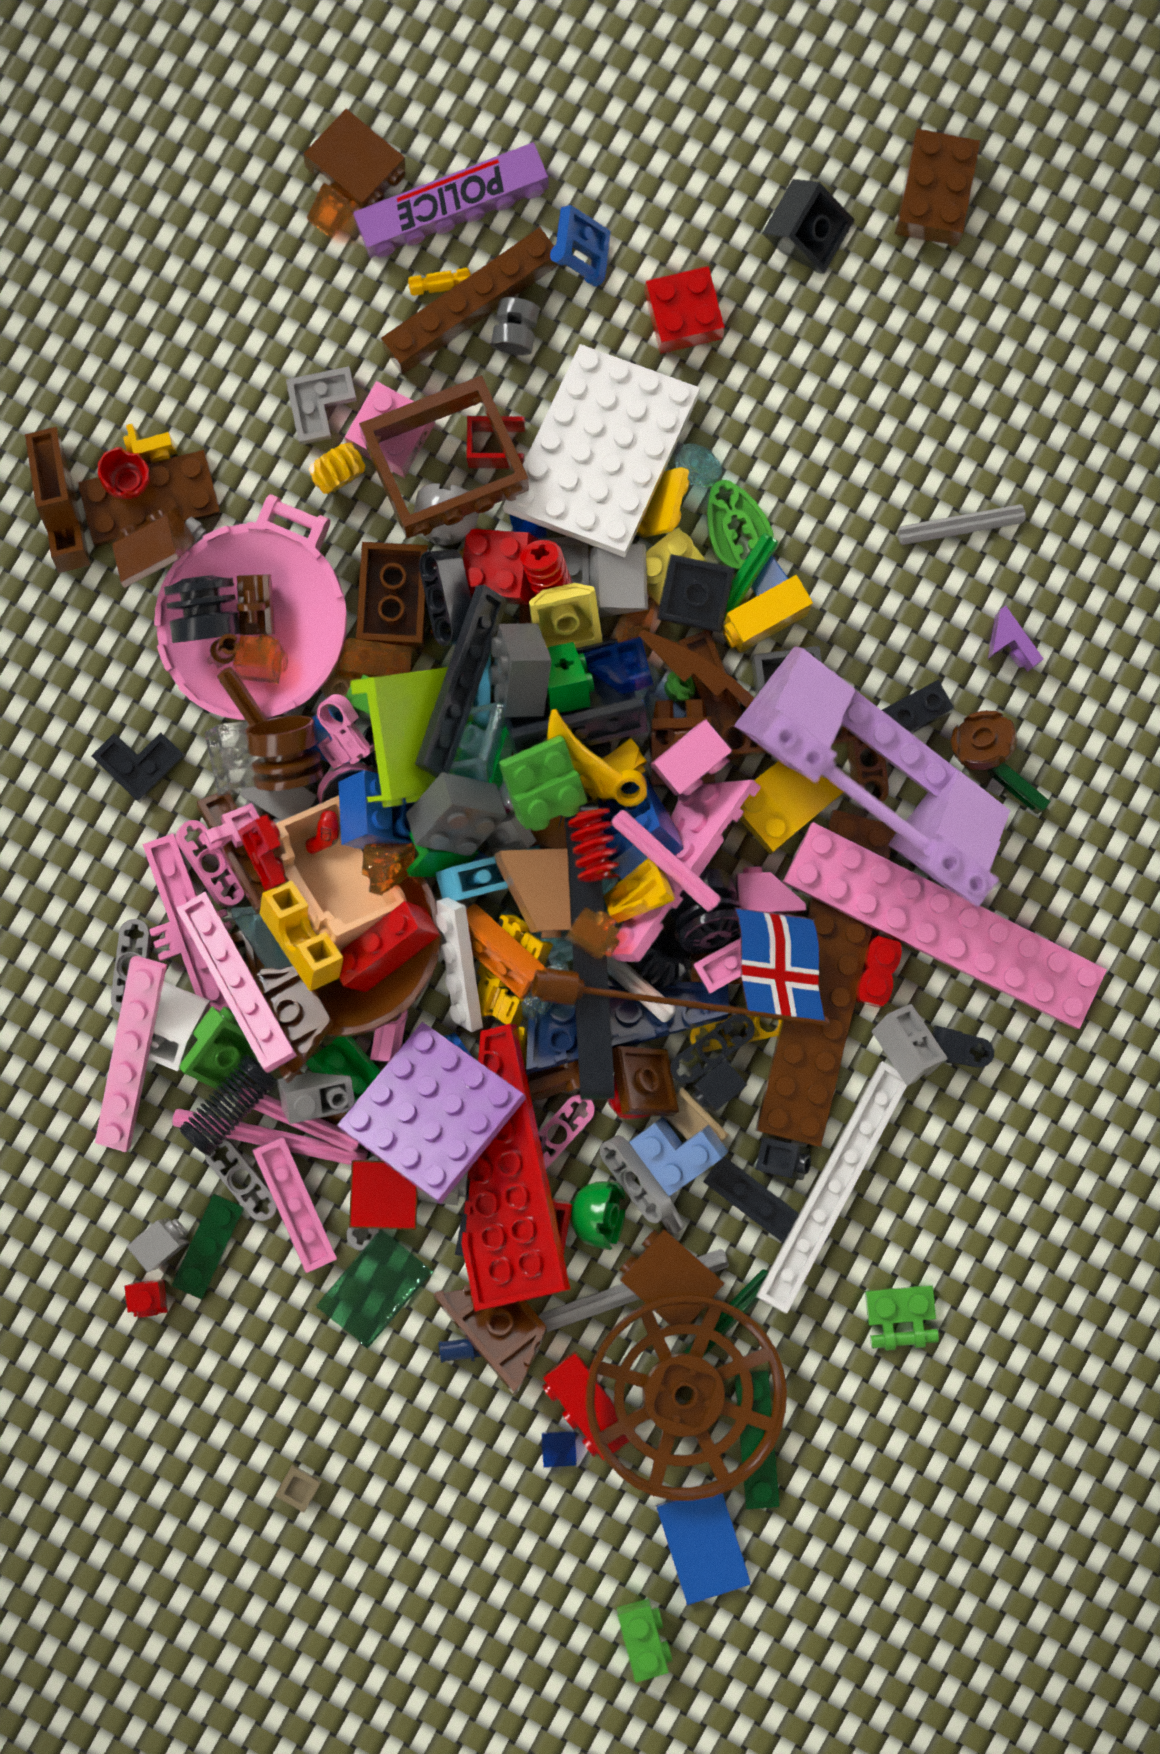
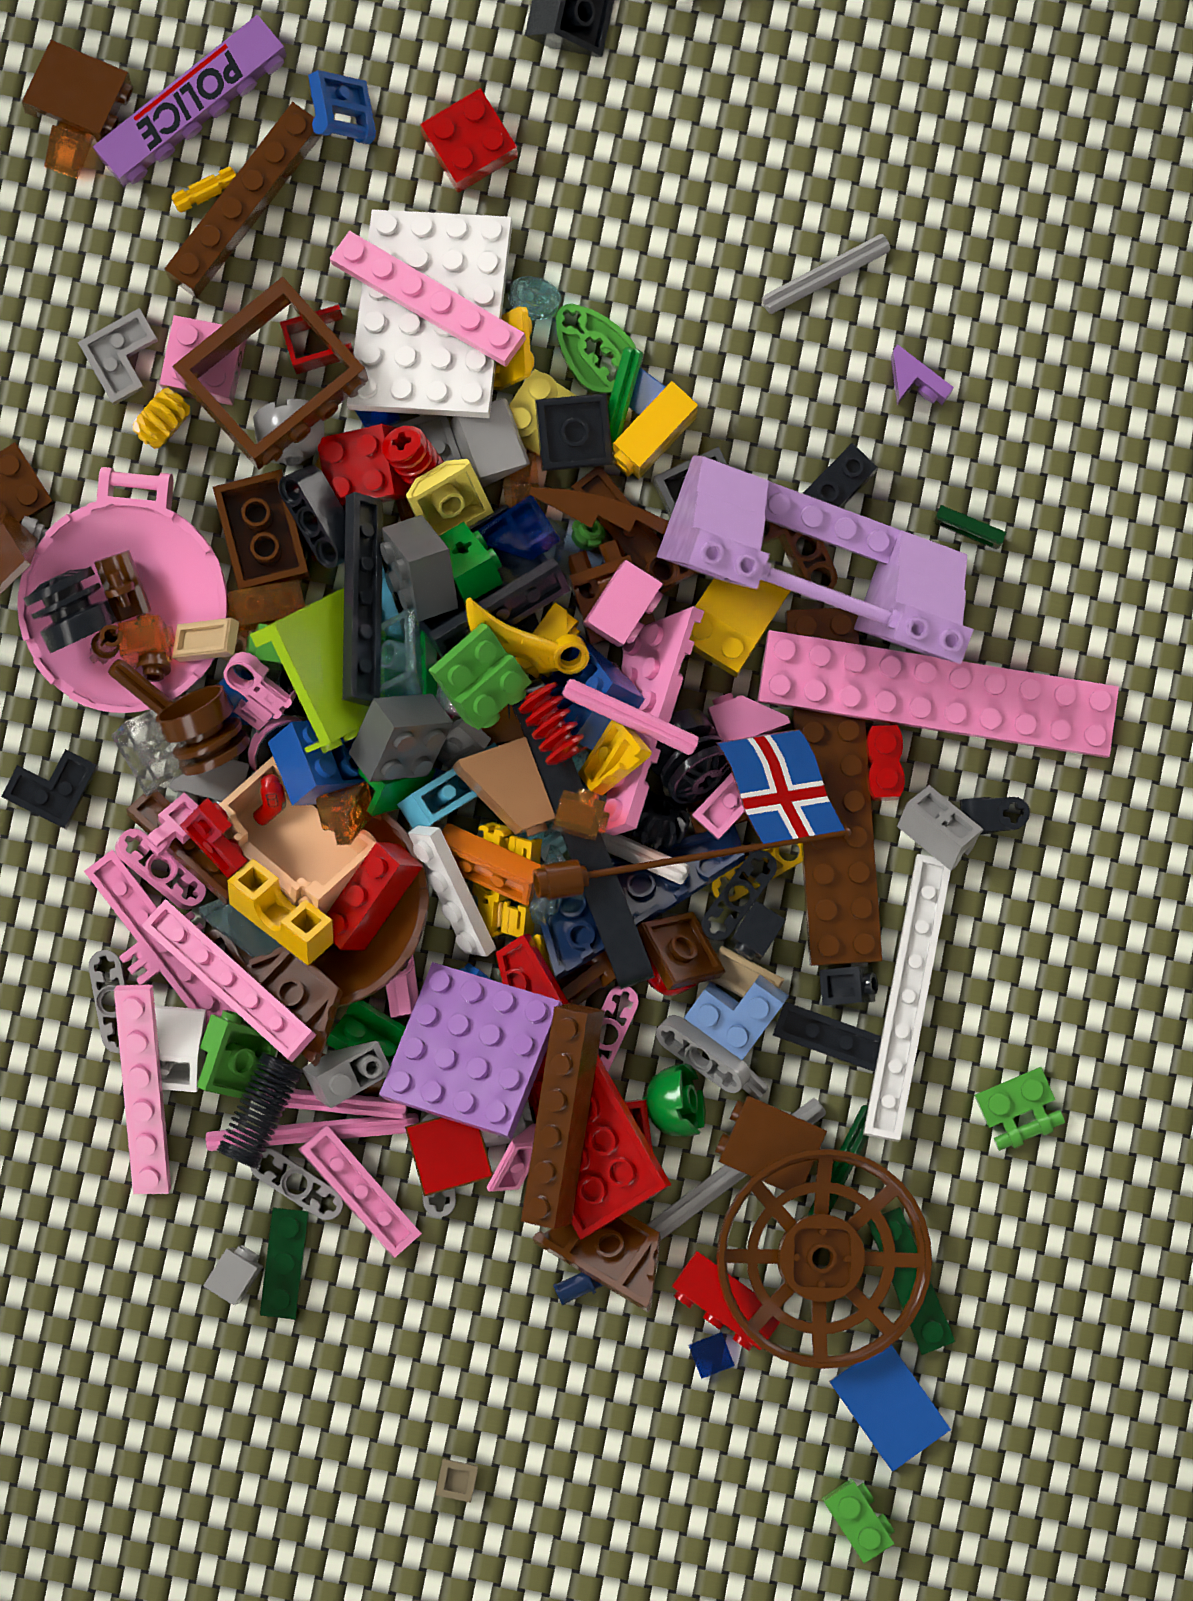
camera: 15 degrees left, 0 degrees up
(146, 1298) = (238, 1336): red brick -> none
(259, 683) = (153, 666): none -> reddish brown plate
(312, 674) = (205, 639): none -> tan tile
(374, 1288) = (469, 1251): clear green piece -> none
(441, 1222) = (515, 1163): none -> bright pink slope
(493, 1196) = (562, 1115): none -> reddish brown brick
(515, 321) = (298, 224): dark grey wheel -> none
(604, 435) = (427, 298): none -> bright pink plate
(984, 740) = (919, 490): reddish brown tile -> none

